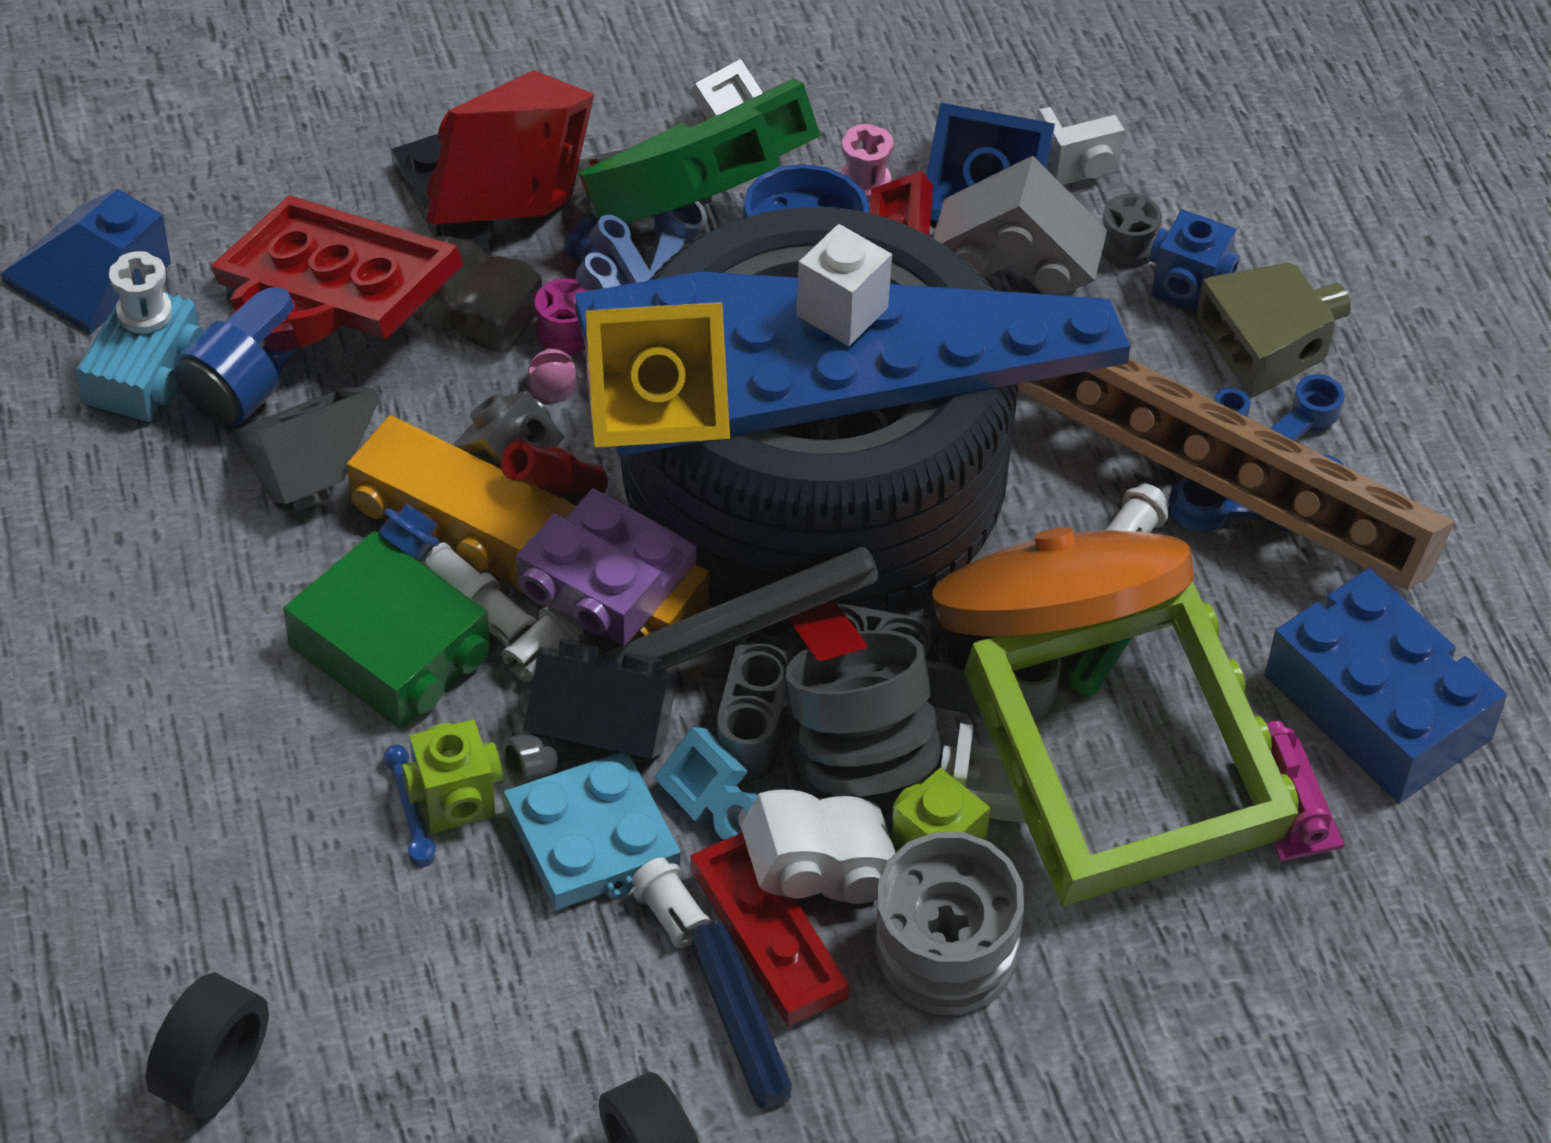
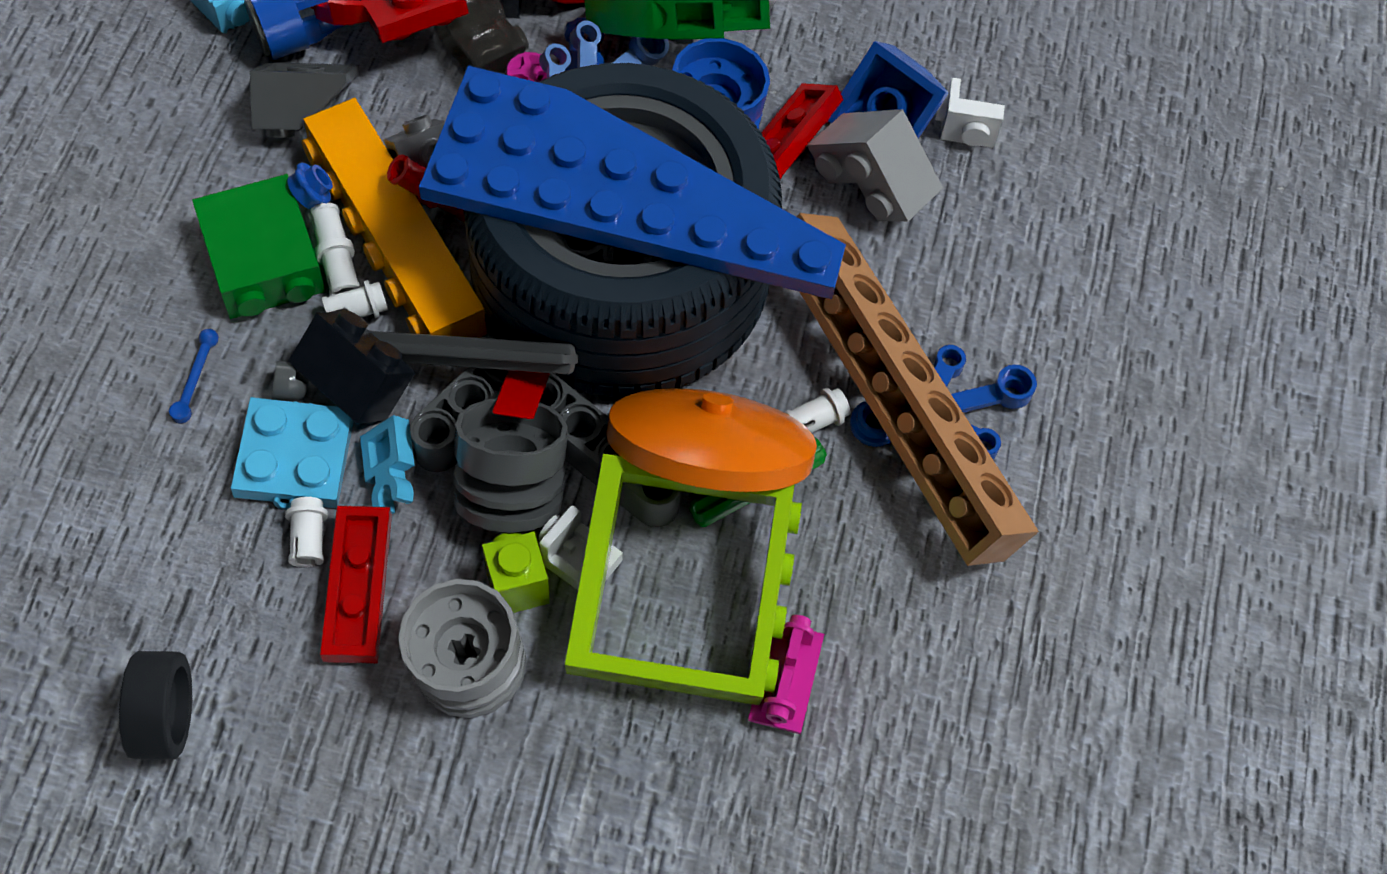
camera: 25 degrees right, 10 degrees up
(452, 775) = (223, 369): lime brick -> none
(604, 566) = (409, 271): medium lavender plate -> none
(657, 374) = (458, 152): yellow slope -> none
(741, 1015) = (297, 638): dark blue axle -> none
(817, 845) = (419, 542): white brick -> none
(843, 284) = (639, 144): white brick -> none
(871, 159) = (800, 52): bright pink bush -> none
(1131, 229) = (959, 186): dark grey wheel -> none
(1188, 254) = (992, 239): blue brick -> none
(1270, 322) = (1020, 311): olive torso -> none
(1384, 685) = (910, 628): blue piece -> none

